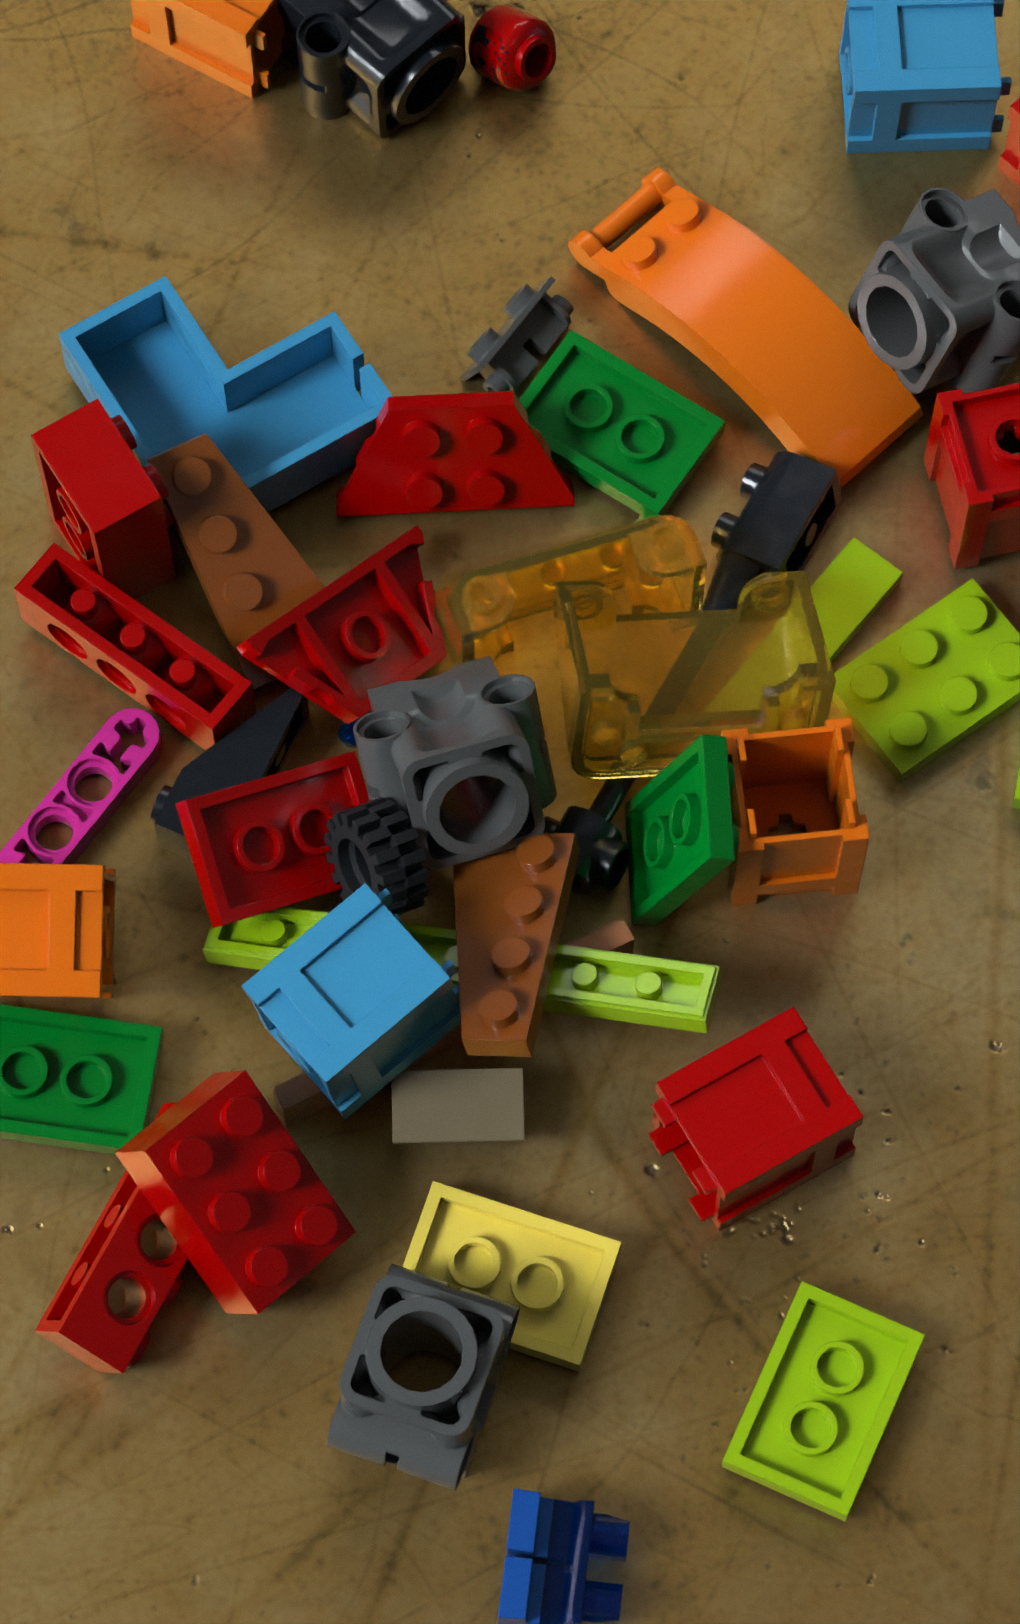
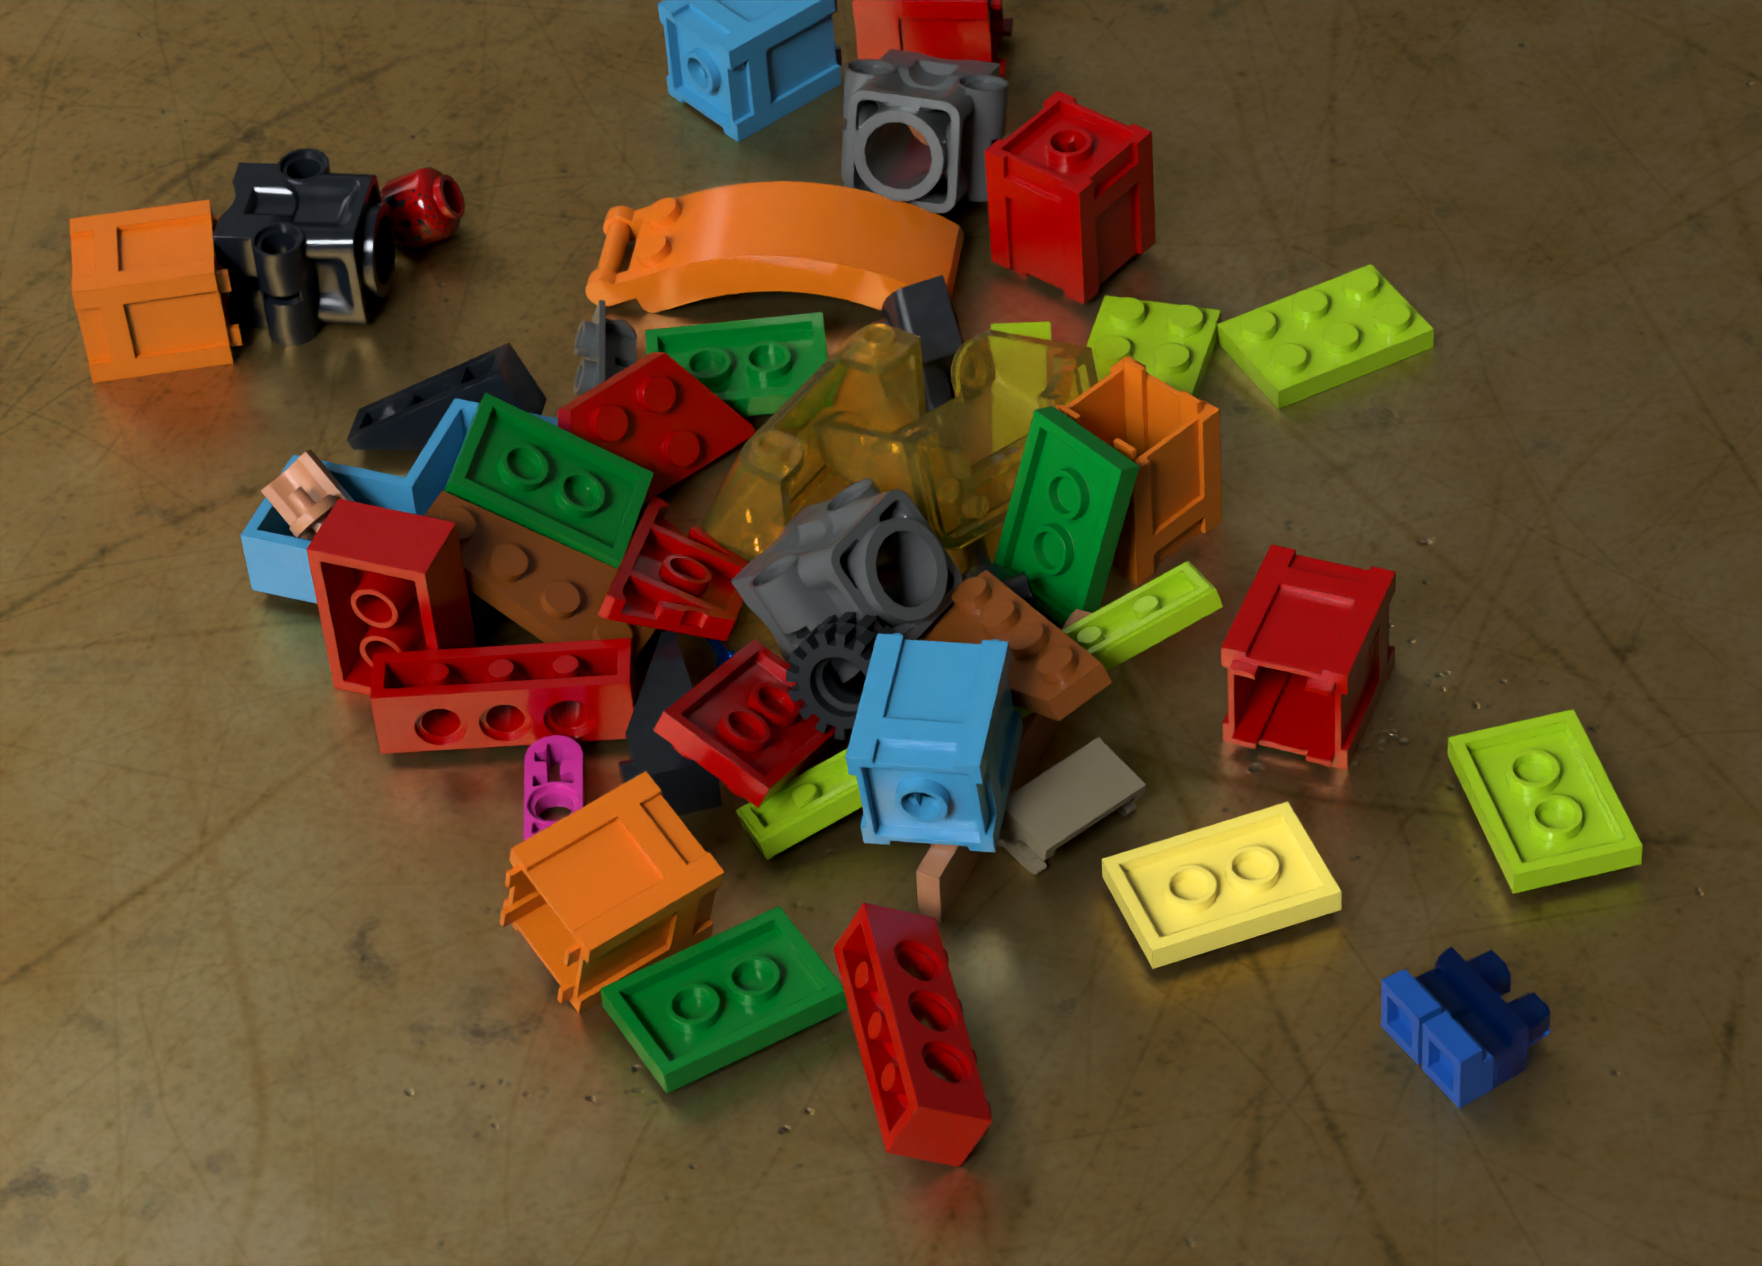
camera: 35 degrees left, 25 degrees down
(137, 356) = (305, 495): none -> nougat hips
(236, 1192) = (964, 934): red brick -> none
(318, 471) = (549, 481): none -> green plate
(377, 306) = (411, 415): none -> black slope
(432, 1430) = (1236, 952): dark grey piece -> none

